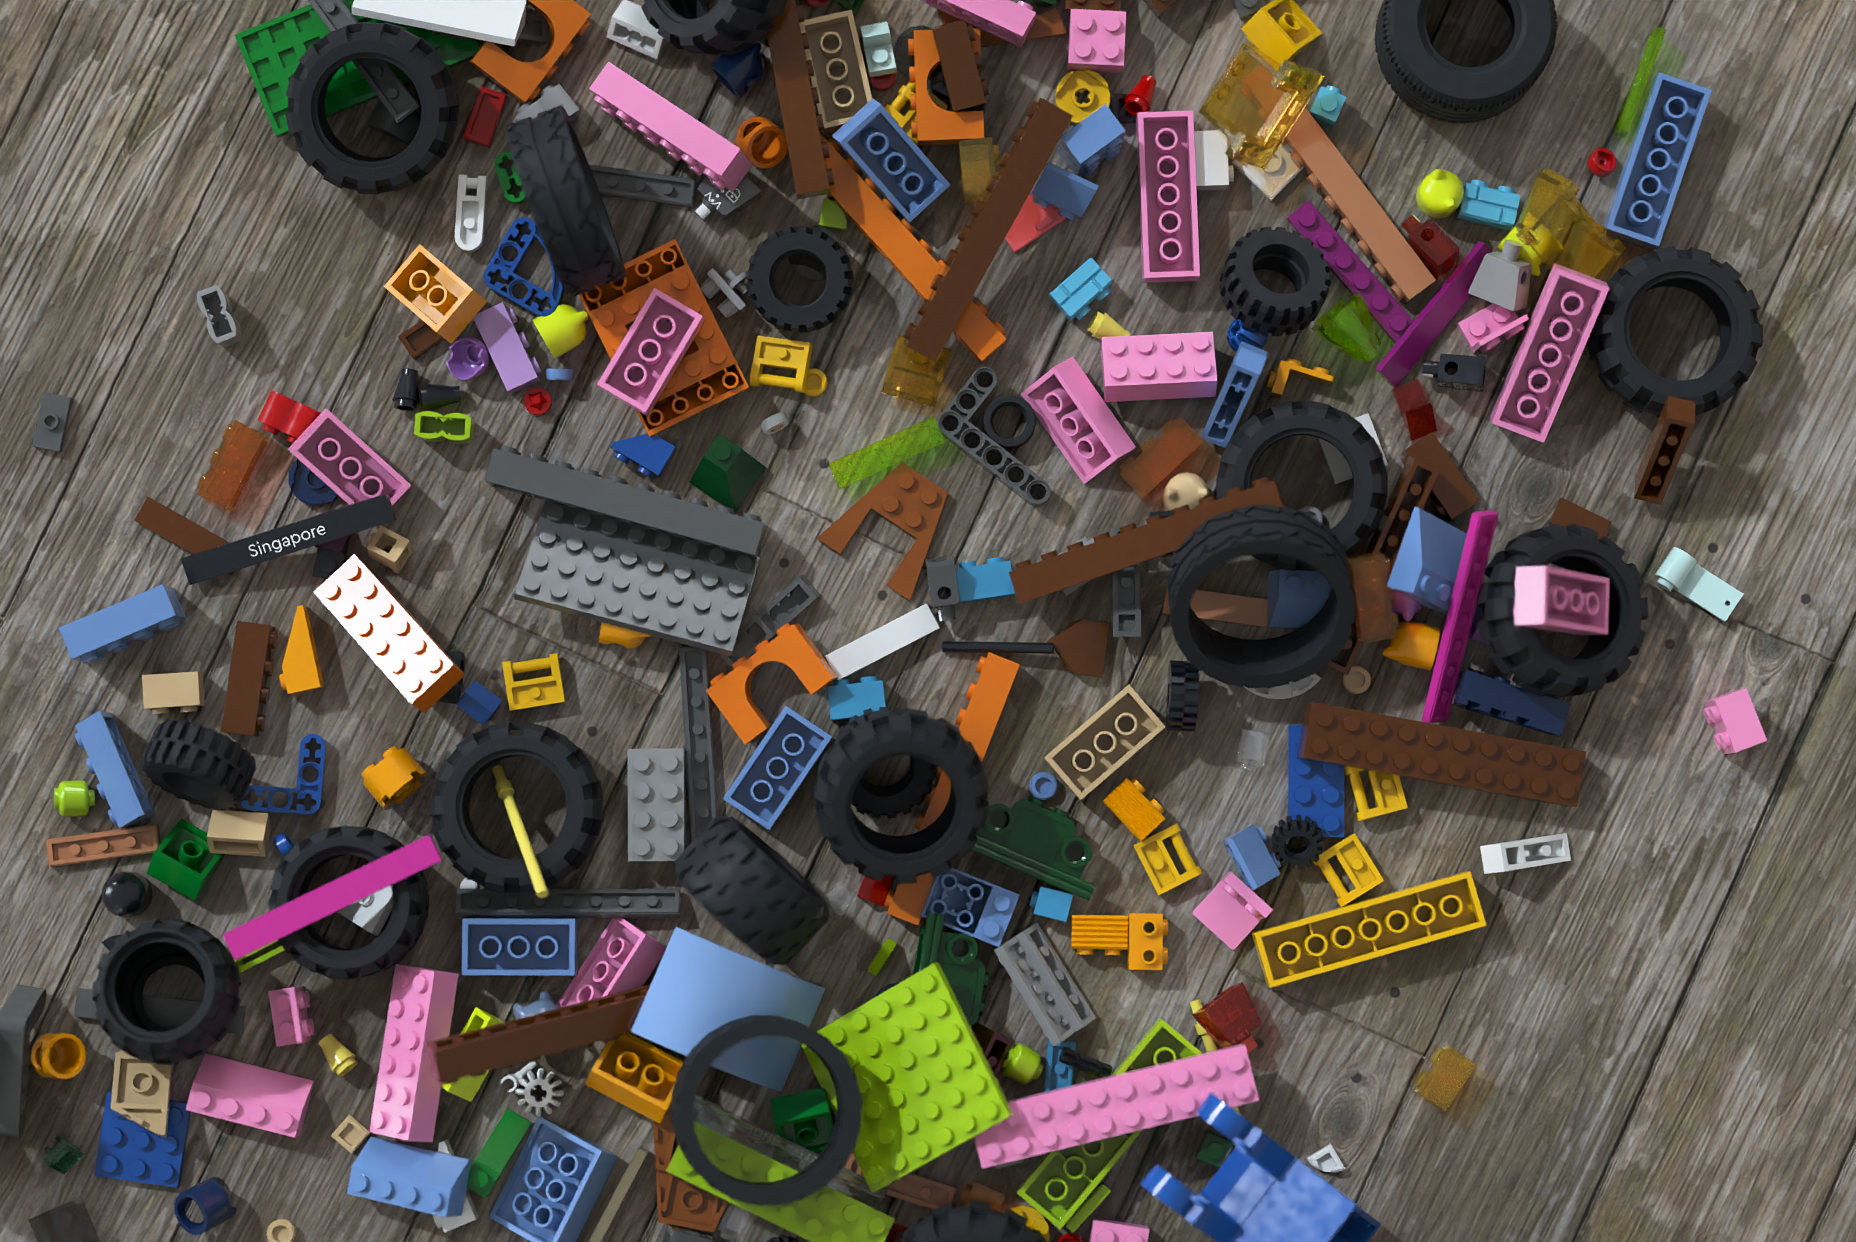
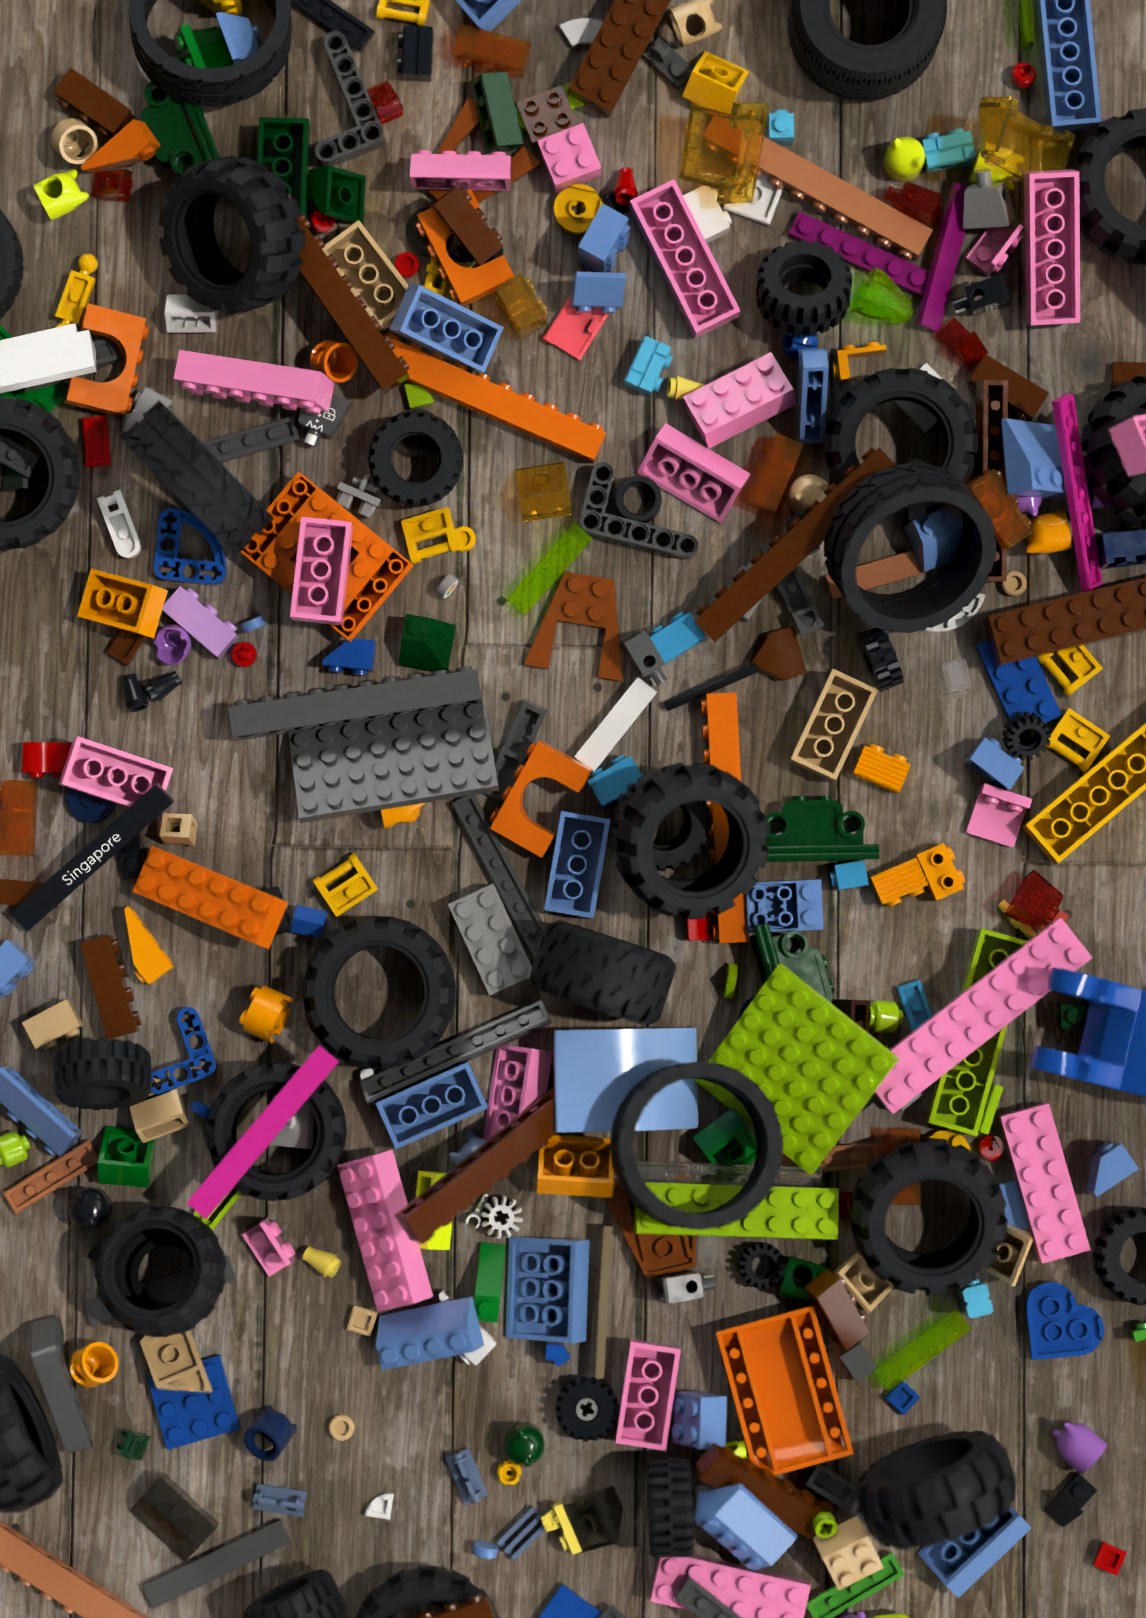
camera: 25 degrees left, 0 degrees up
(250, 1095) = (266, 1326): bright pink slope -> none
(435, 427) = (172, 712): lime brick -> none
(505, 180) = (145, 477): green beam -> none
(506, 791) = (362, 983): light yellow bar -> none
(562, 329) = (239, 586): neon yellow piece -> none
(740, 70) = (288, 310): dark blue piece -> none
(878, 49) = (394, 243): light aqua slope -> none
(987, 229) = (551, 348): reddish brown brick -> none
(1043, 785) = (798, 783): medium blue tile -> none
(1044, 984) = (873, 943): light grey brick -> none
(1085, 1063) = (935, 993): black axle -> none
(1159, 863) = (921, 803): yellow plate -> none

